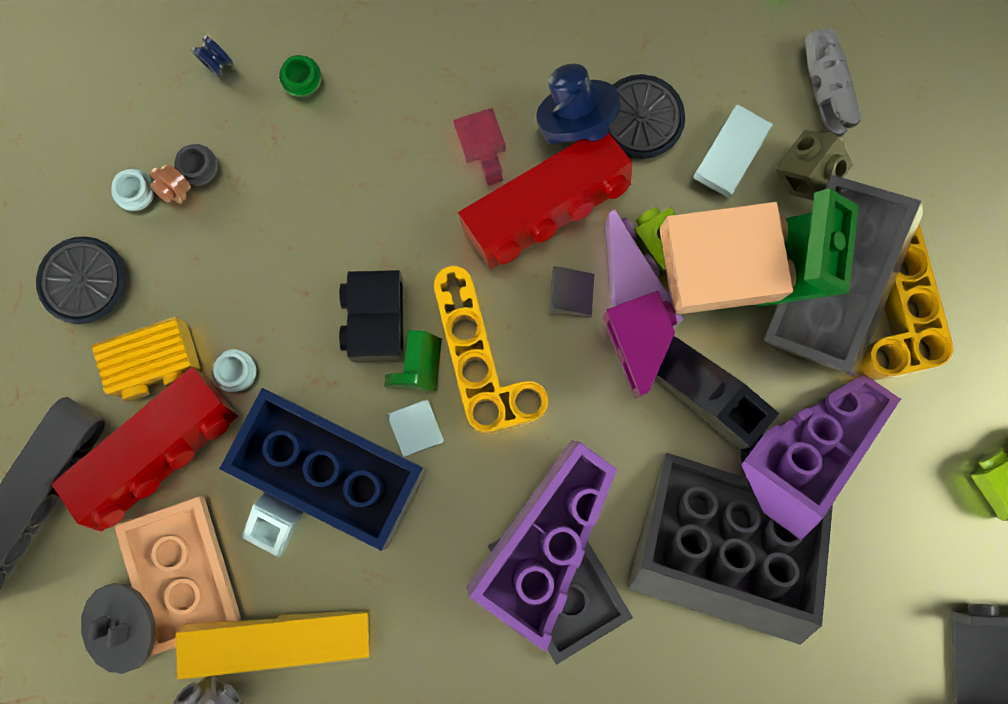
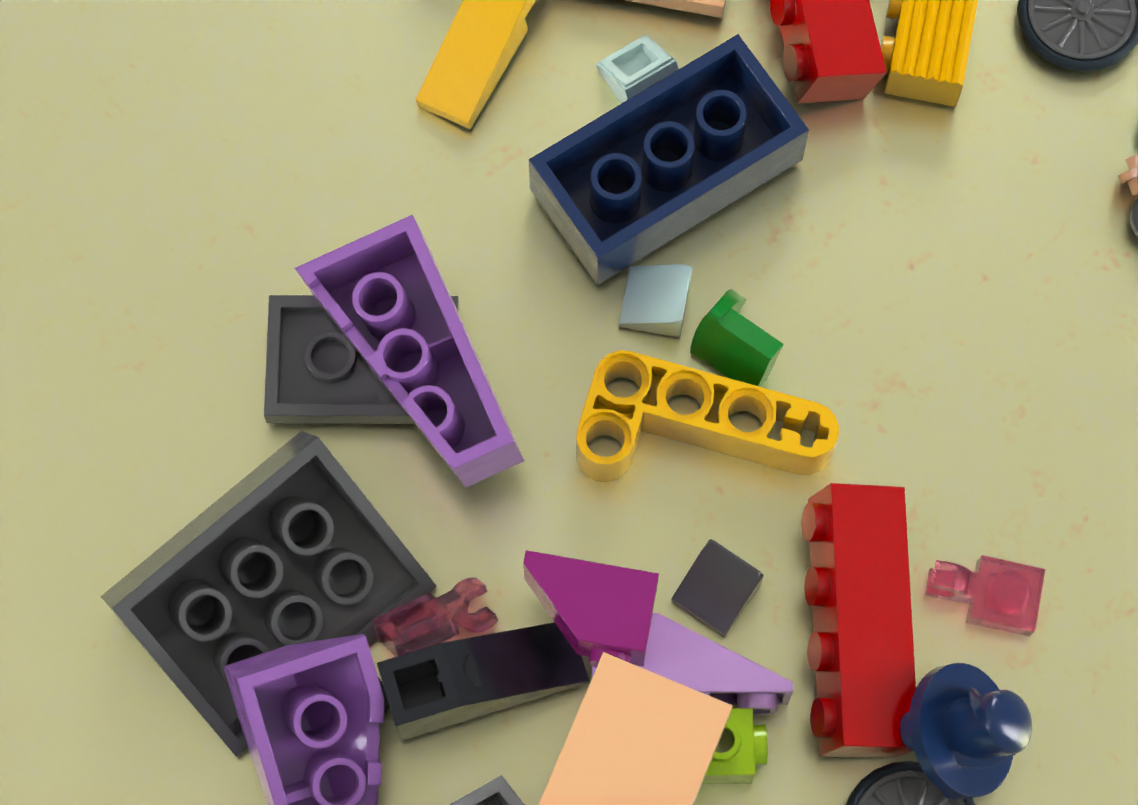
camera: 120 degrees right, 10 degrees down
(233, 371) = (858, 126): light aqua plate -> none
(373, 317) = (829, 322): black brick -> none
(696, 442) = (433, 619): none -> clear pink plate

